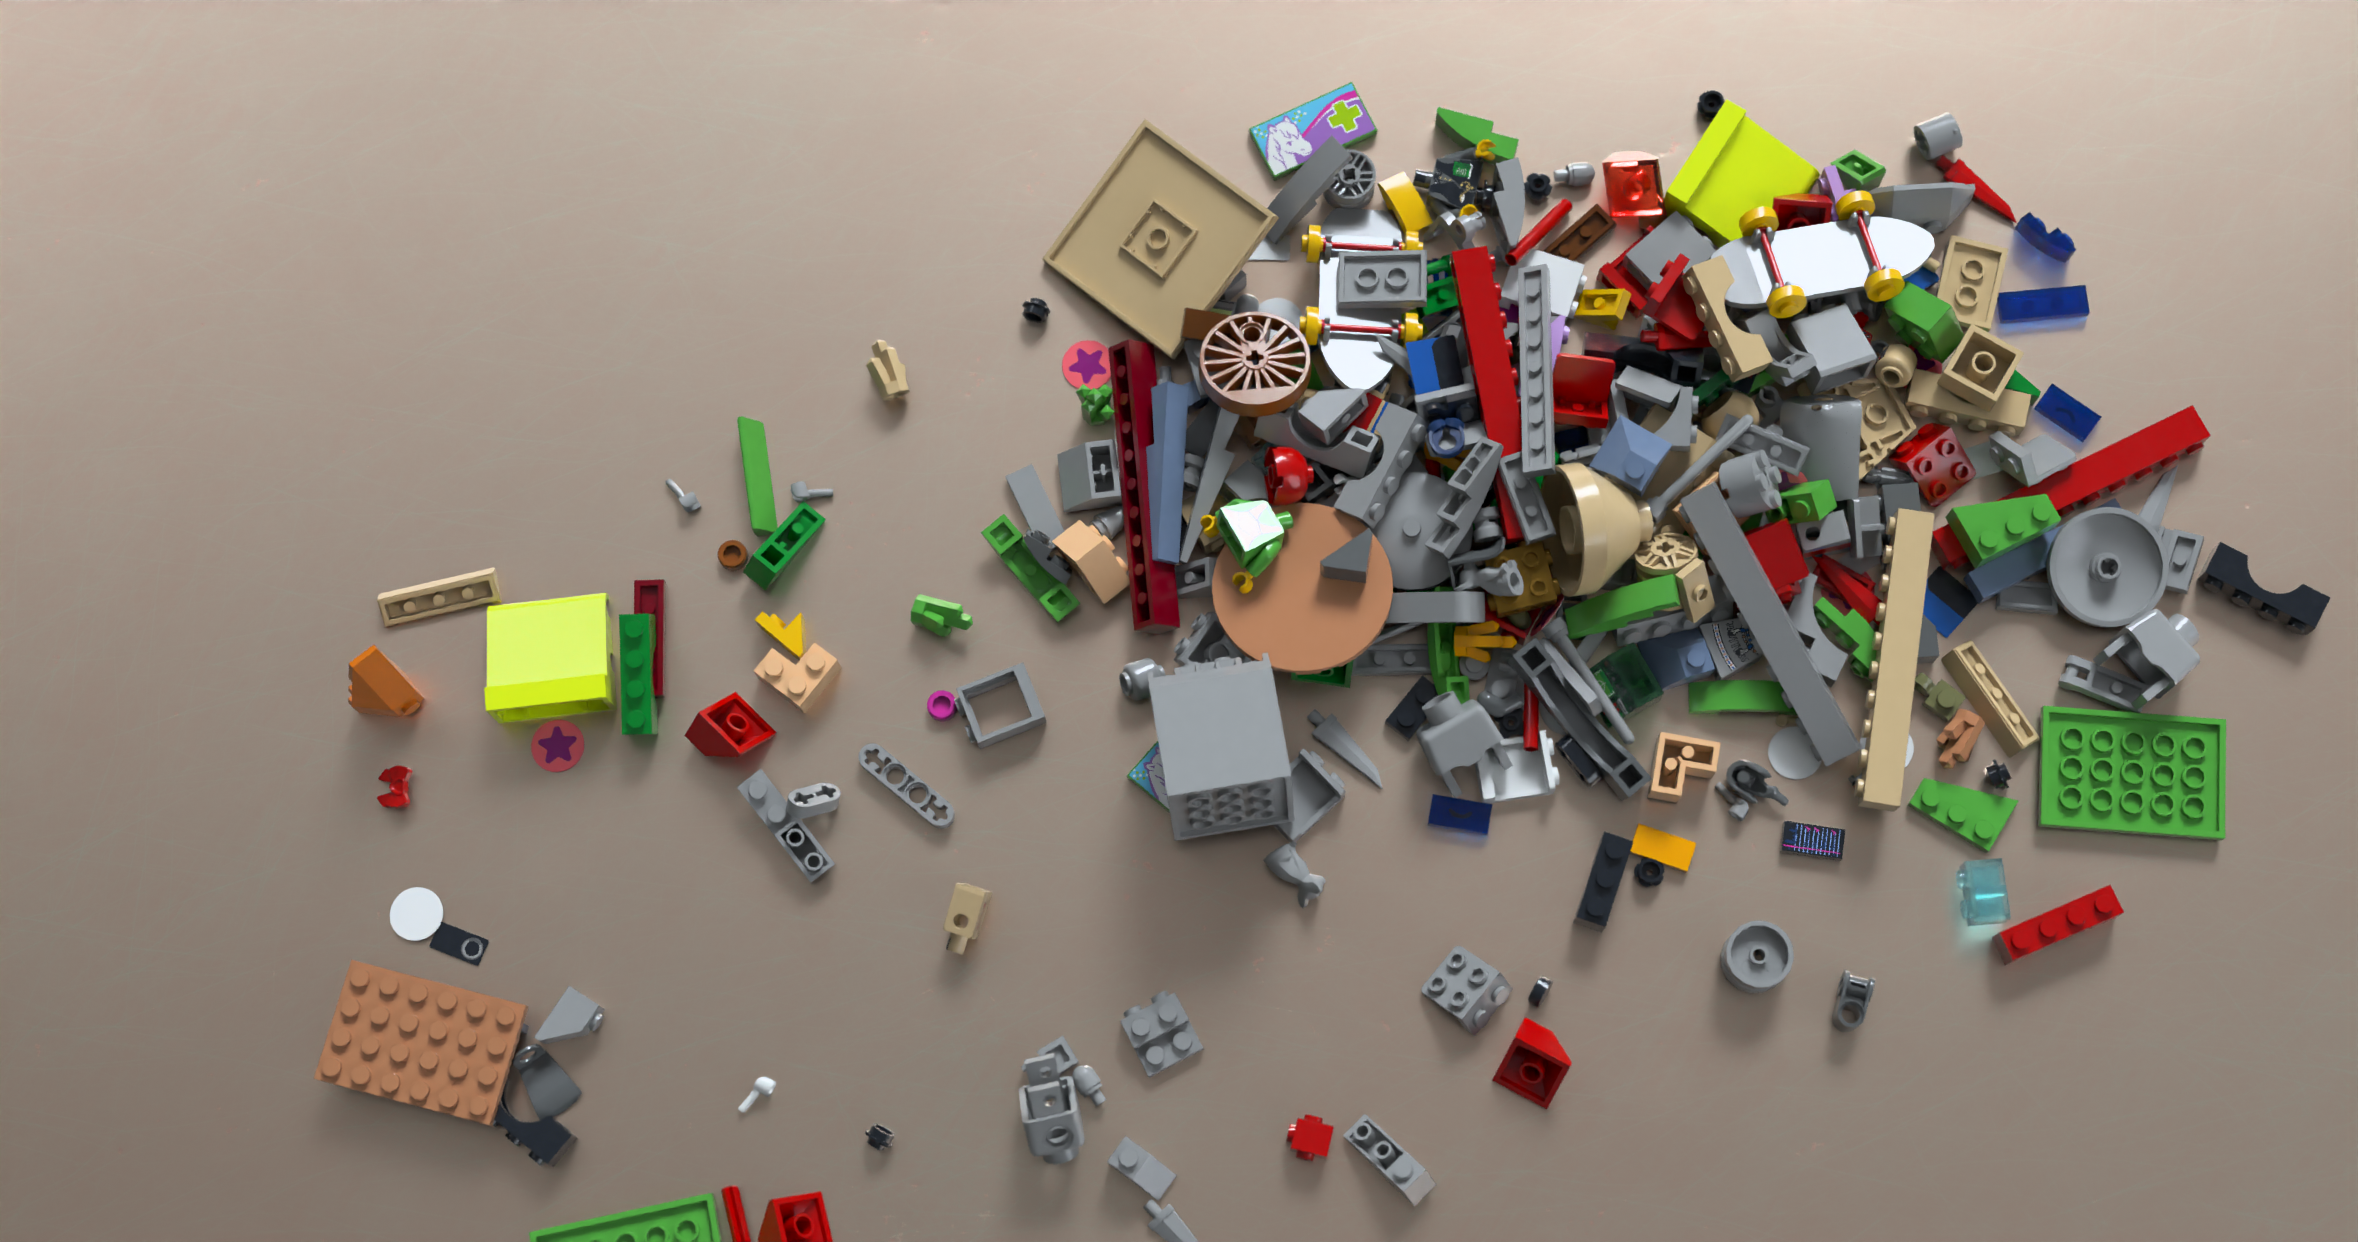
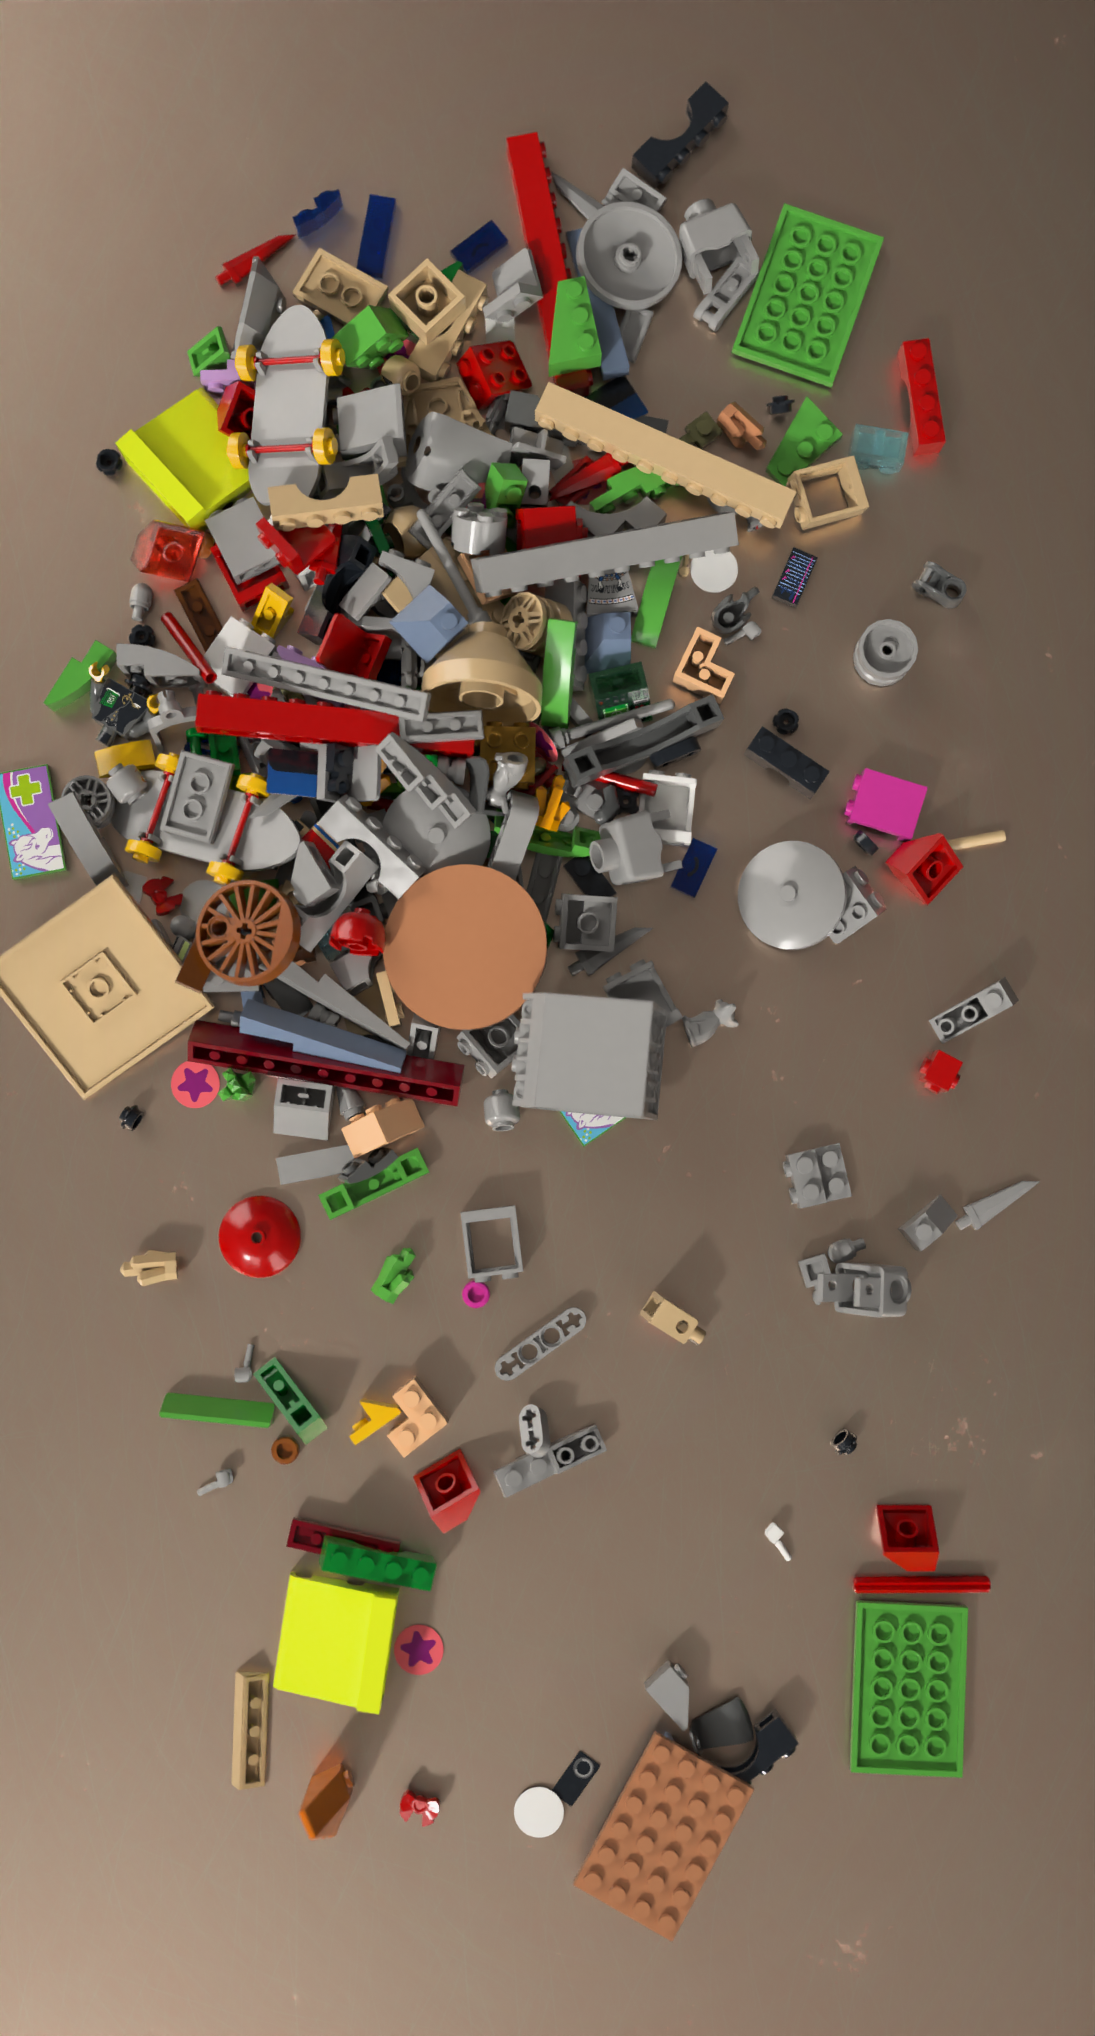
camera: 85 degrees left, 10 degrees up
(948, 489) = (279, 1236): none -> red dish
(1251, 534) = (405, 979): torso -> none
(1278, 270) = (156, 891): none -> red piece
(1350, 560) = (455, 895): dark grey slope -> none
(1366, 712) = (586, 922): none -> light grey plate
(1378, 210) = (126, 783): none -> light grey head
(1456, 431) = (362, 770): dark blue piece -> none
(1458, 924) = (792, 895): none -> light grey dish
(1578, 1113) = (977, 840): none -> tan bar
(1589, 1002) = (885, 803): none -> dark pink panel
(1663, 847) = (767, 704): light orange tile -> none
(1695, 590) = (563, 605): tan plate -> none
(1933, 874) = (851, 486): none -> tan window
(1938, 136) = (198, 274): light grey piece -> none
(1990, 698) = (711, 392): tan slope -> none

